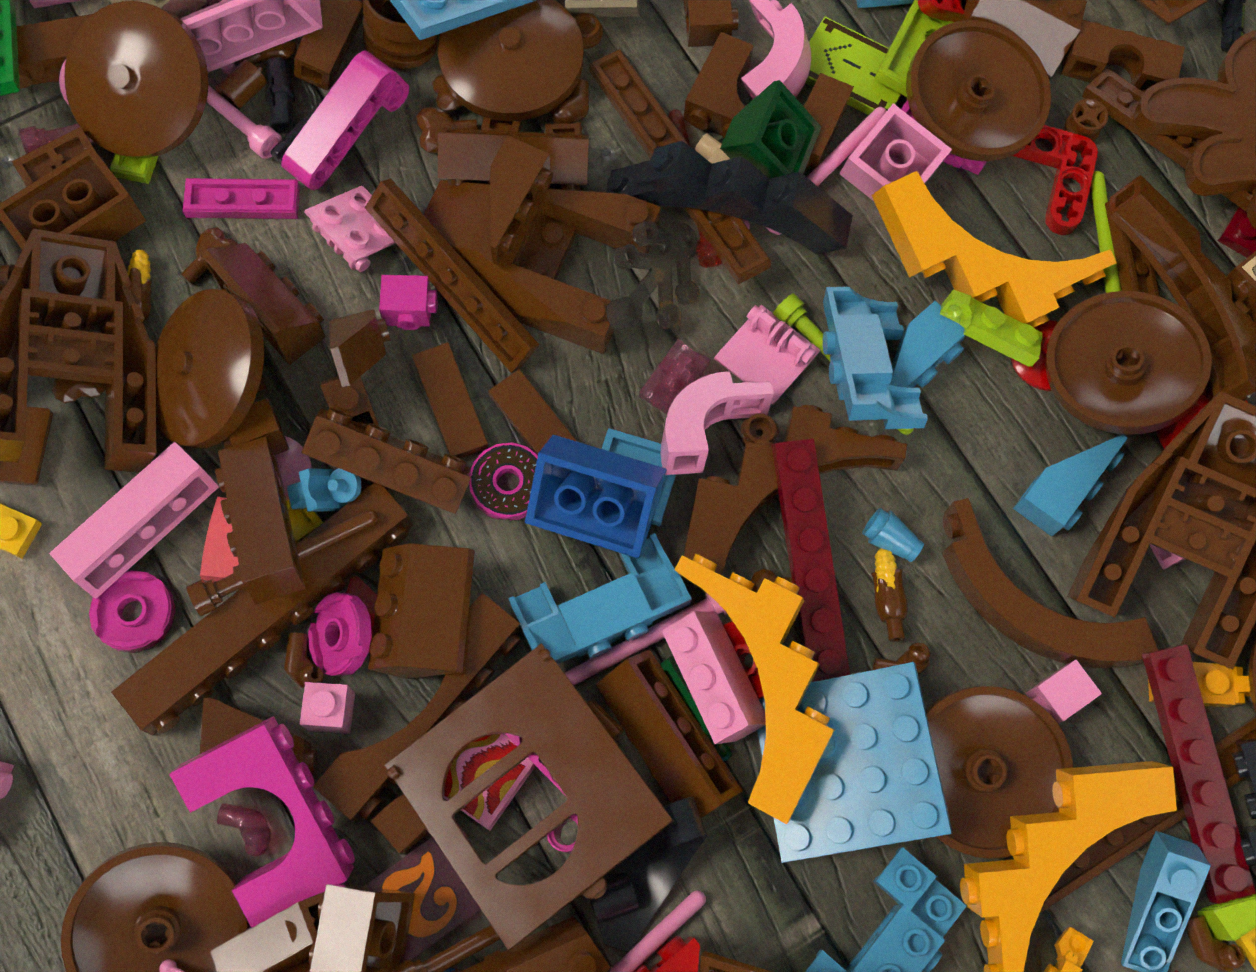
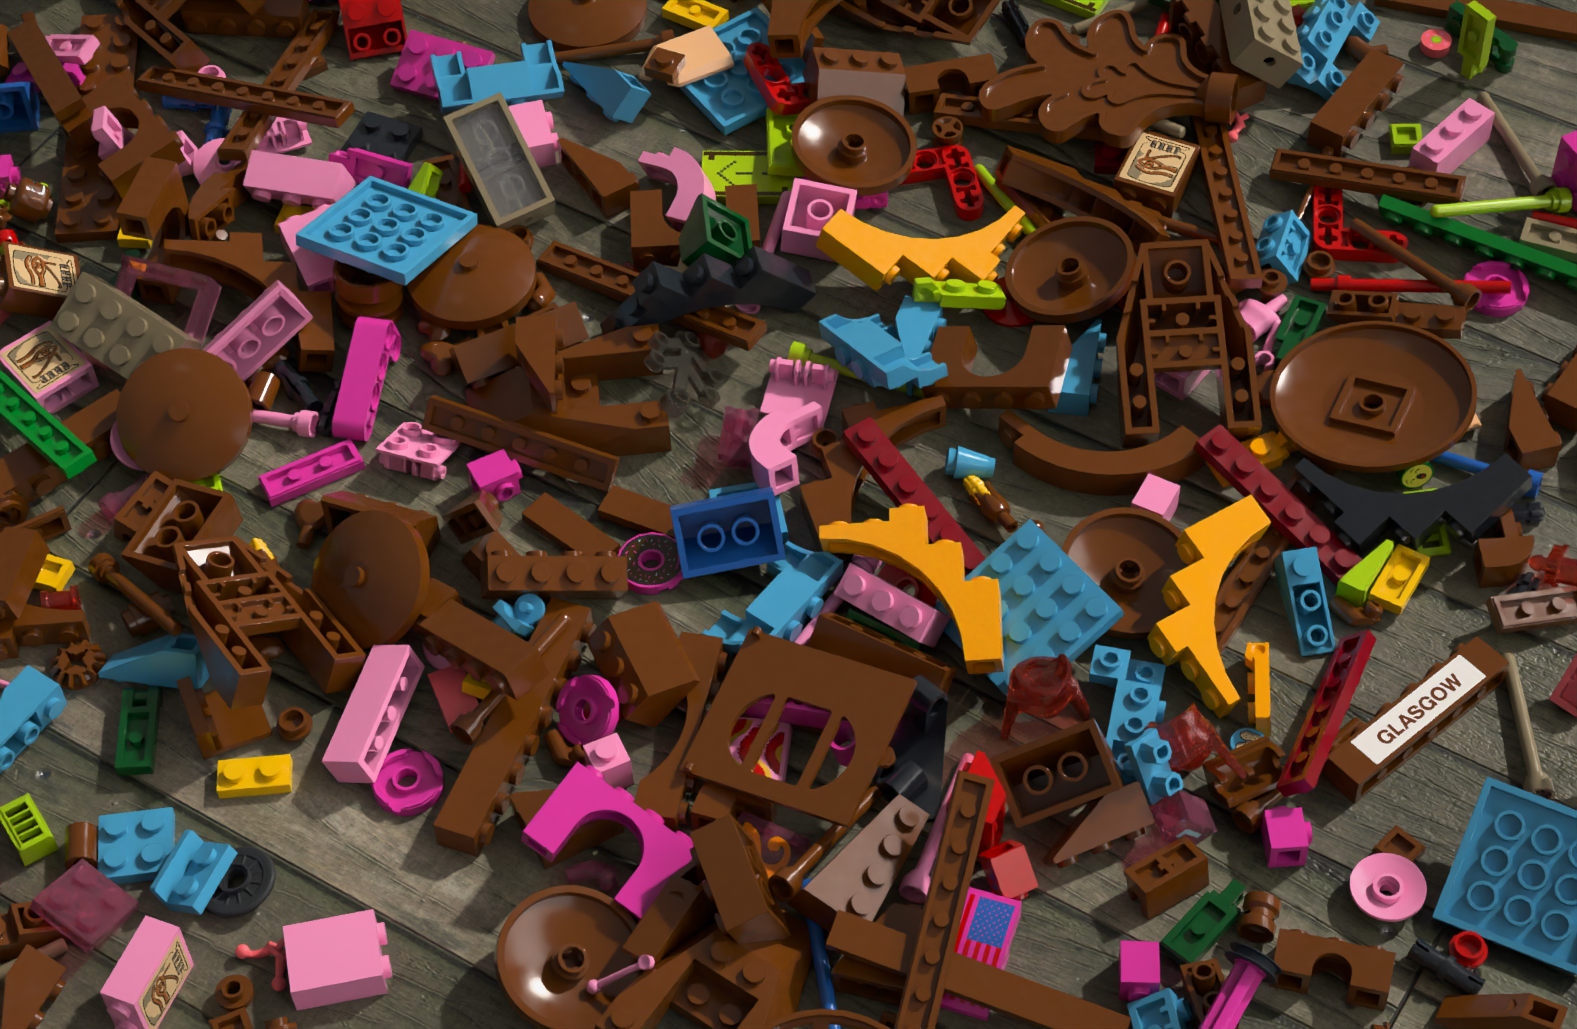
camera: 20 degrees left, 20 degrees down
(61, 486) = (294, 724): none -> reddish brown plate
(810, 878) = (1042, 689): none -> clear red helmet
(1007, 484) = (1028, 385): none -> reddish brown arch

